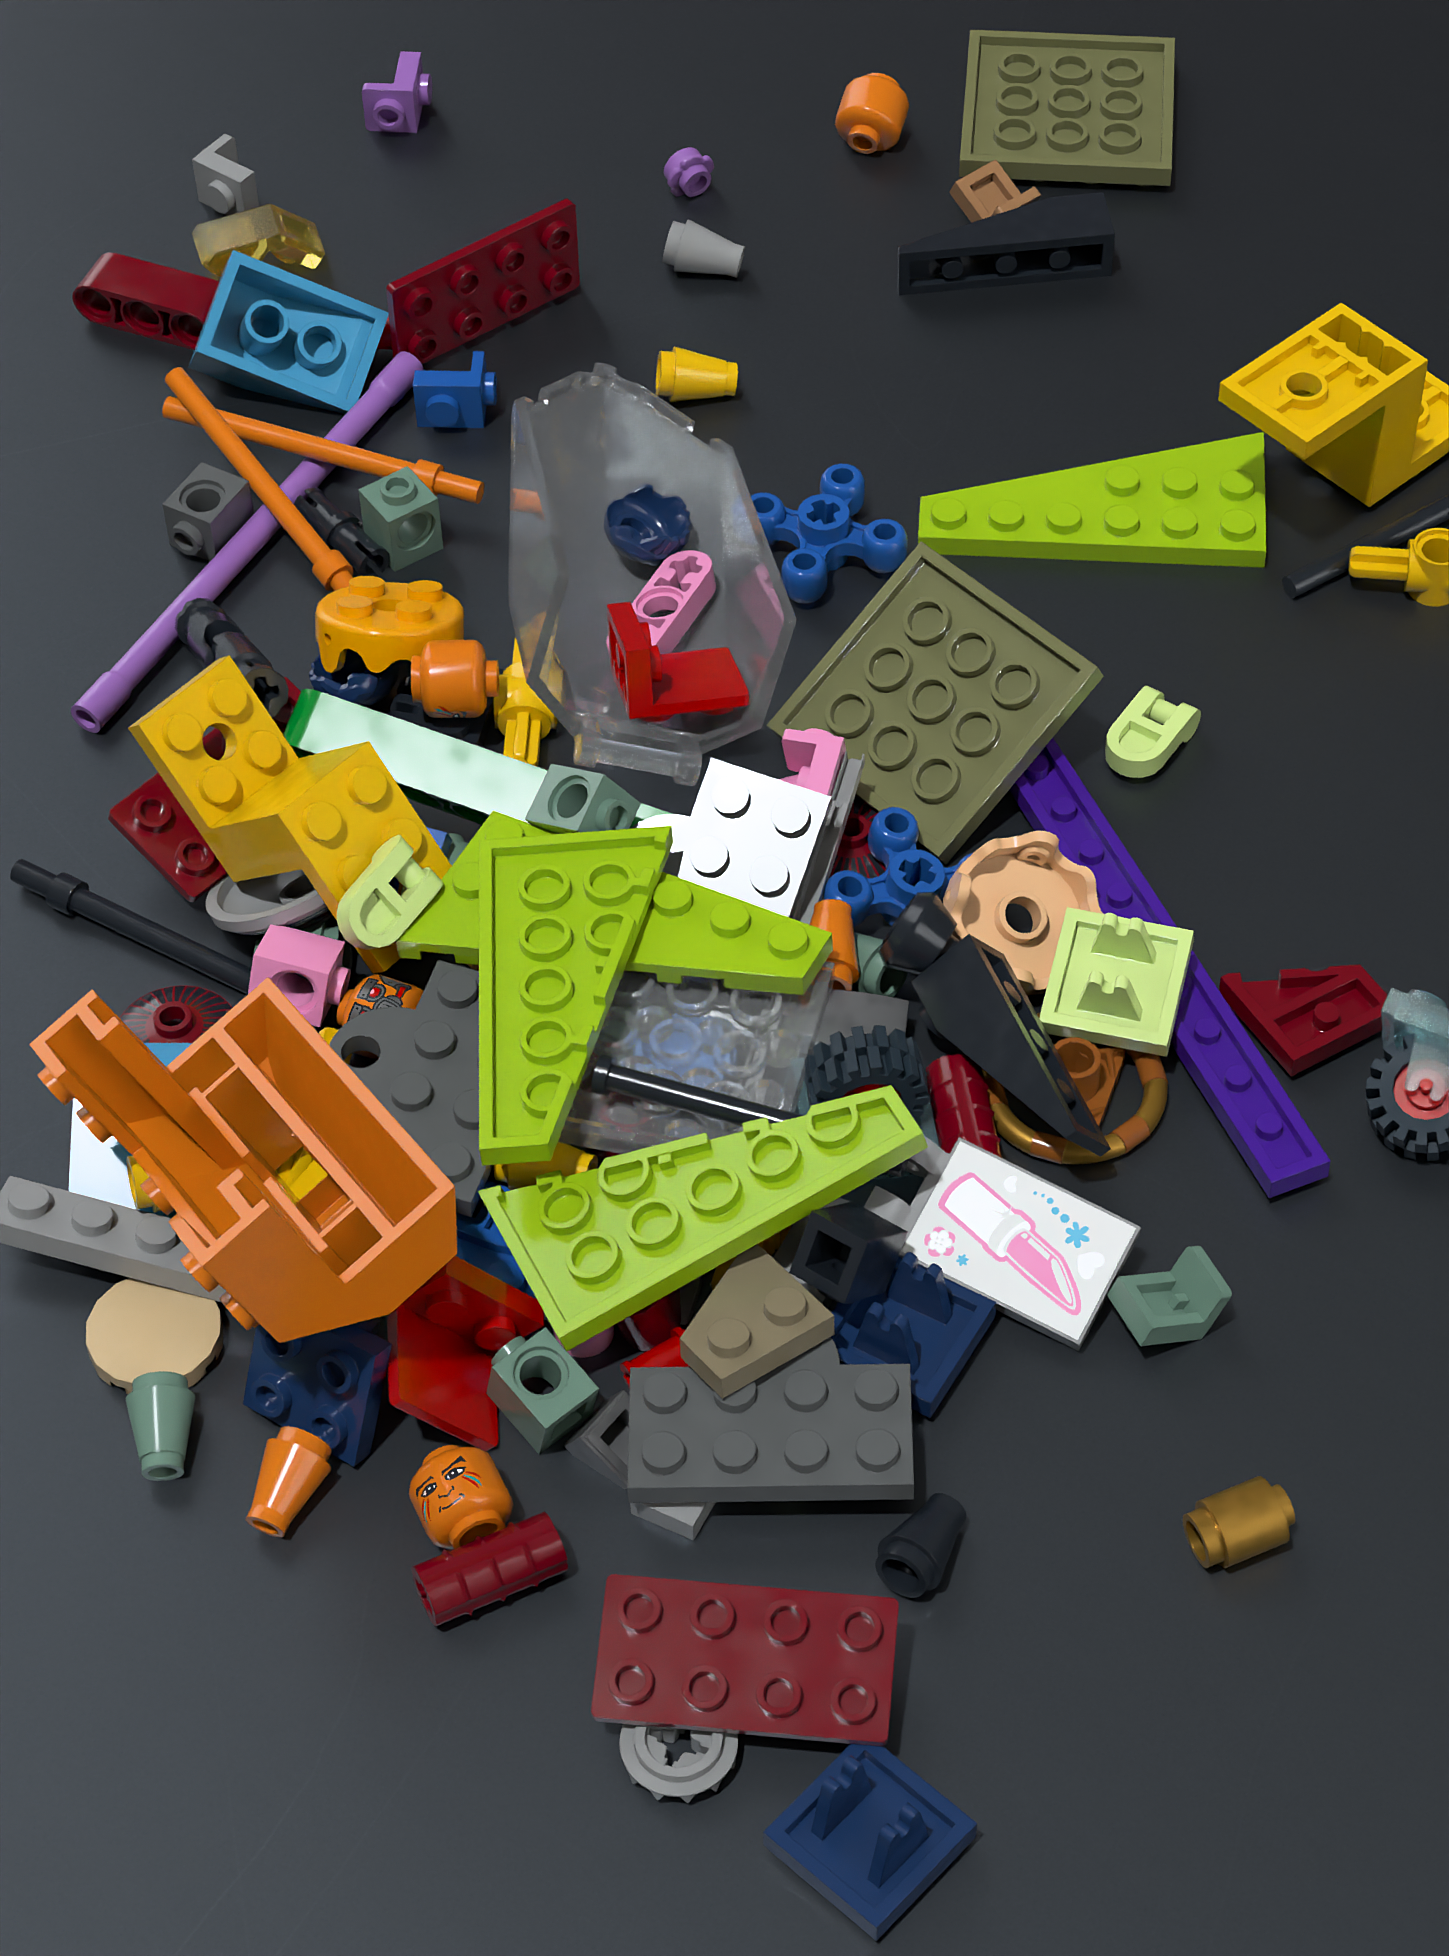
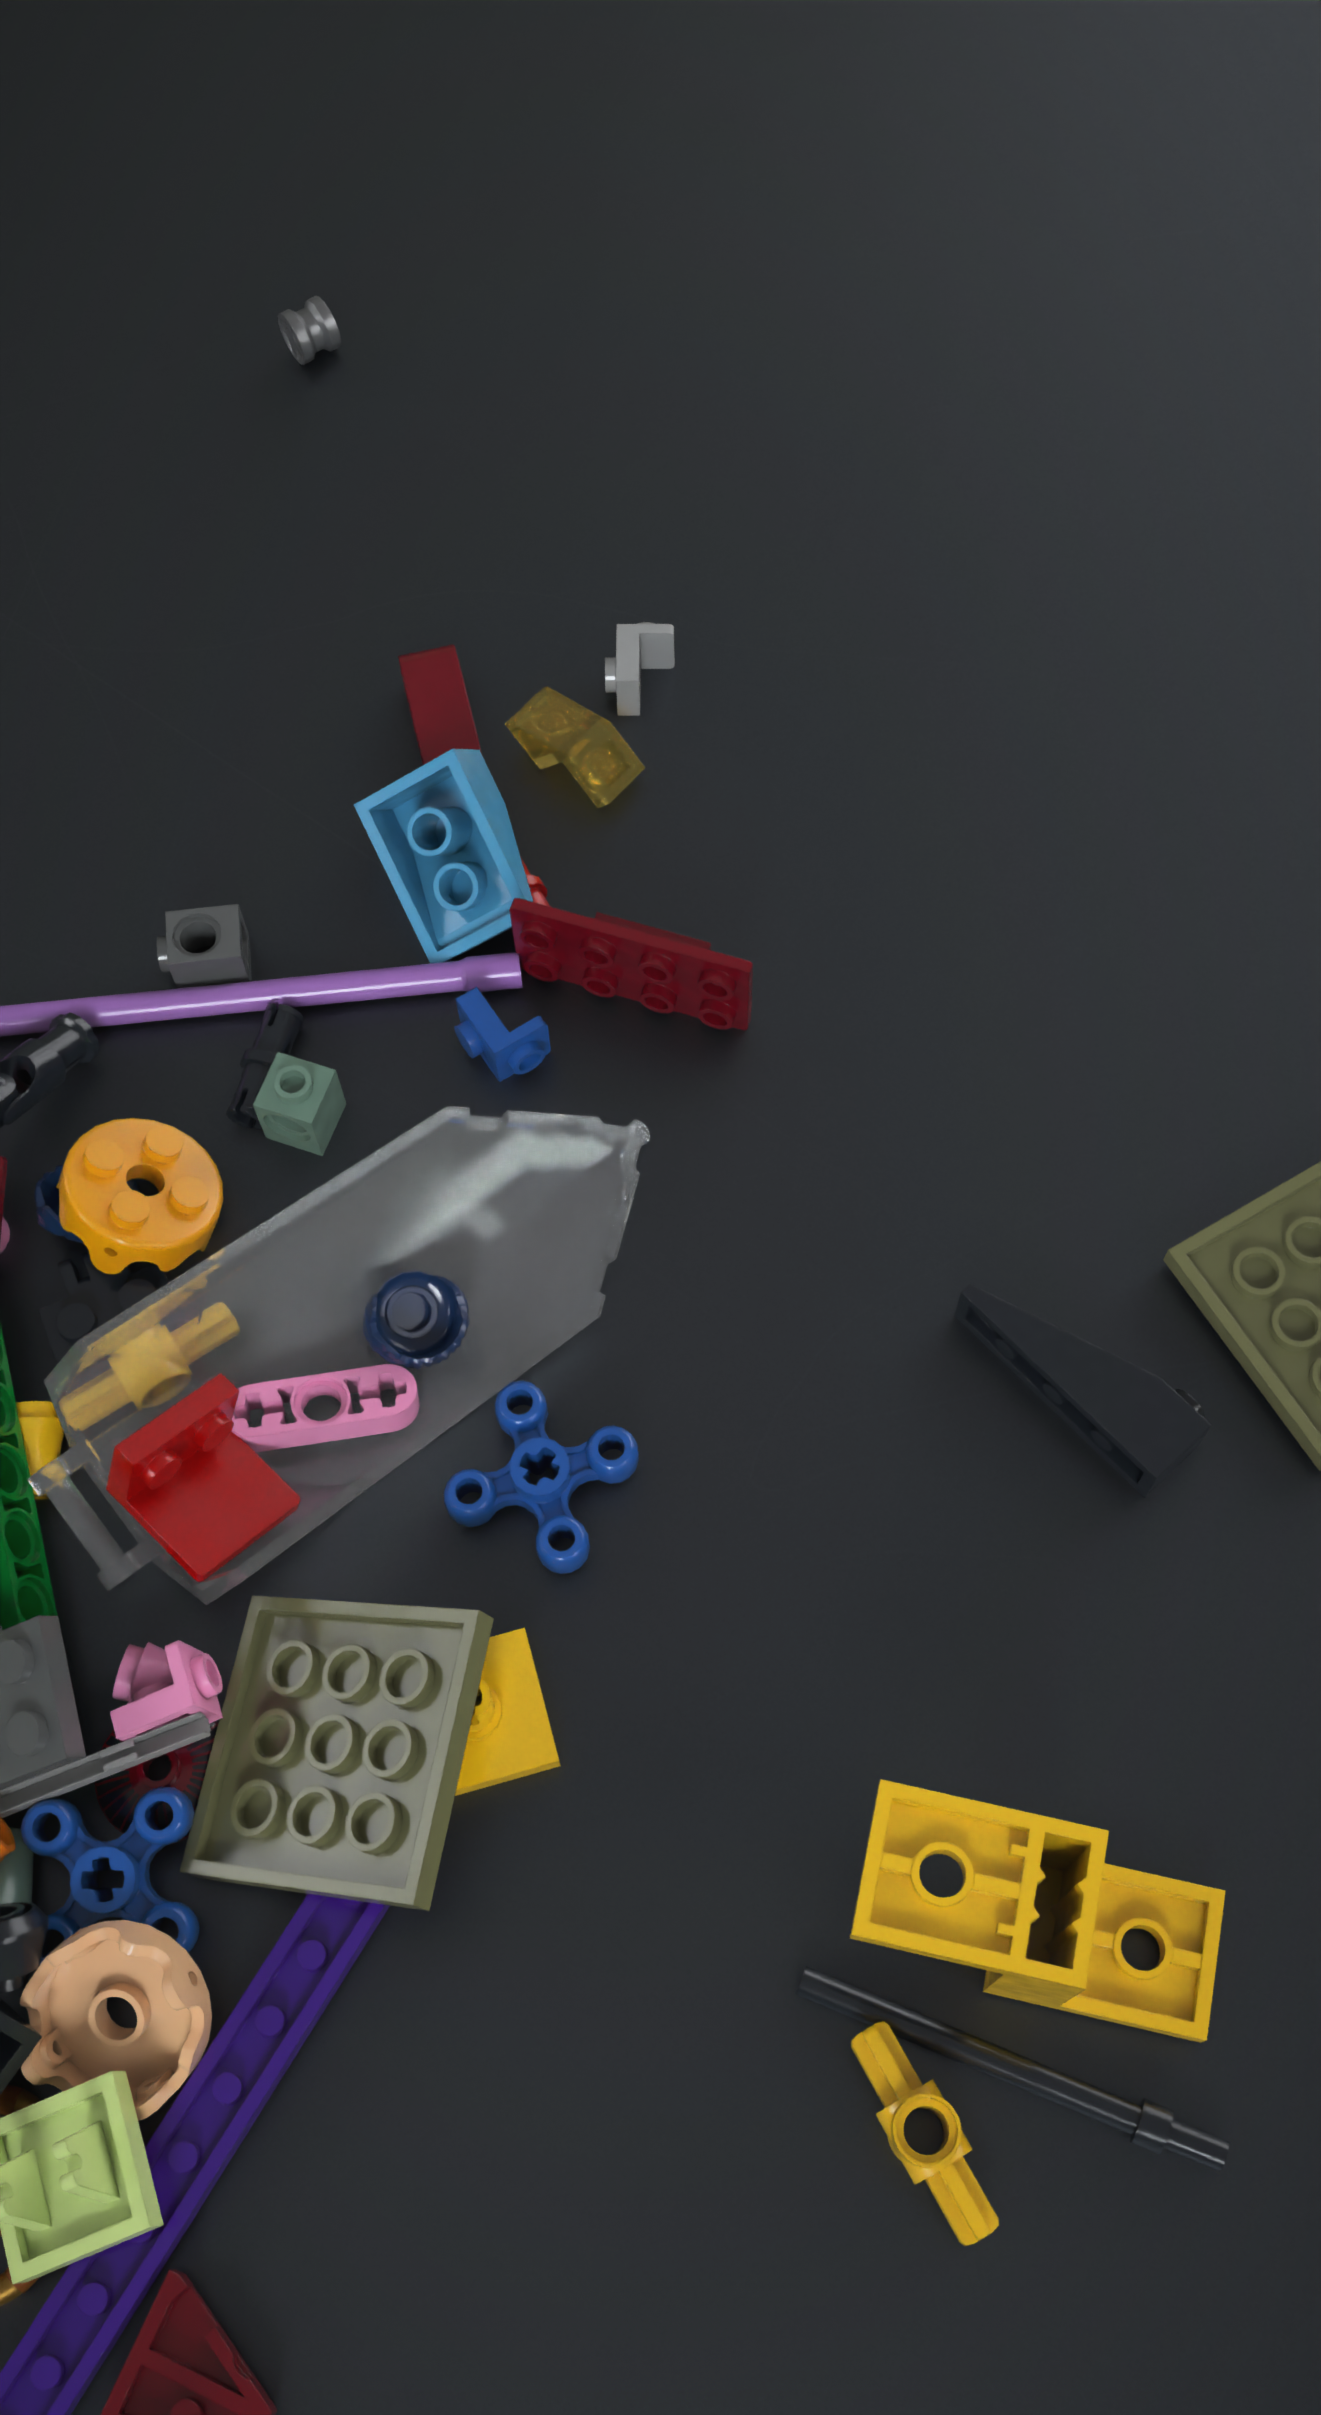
camera: 55 degrees right, 15 degrees up
(328, 565) = (212, 1089): orange bar -> none
(336, 453) = (359, 1085): orange bar -> none
(399, 104) = (863, 721): medium lavender bracket -> none
(453, 678) = (83, 1291): orange head -> none
(688, 172) = (958, 1019): medium lavender plate -> none
(694, 376) = (677, 1215): yellow cone -> none
(699, 250) = (855, 1104): light grey cone -> none
(872, 113) = (1172, 1123): orange head -> none
(989, 193) = (1139, 1319): medium nougat bracket -> none
(1148, 508) = (778, 1720): lime wing -> none
(1148, 733) = (454, 1970): yellowish green plate -> none

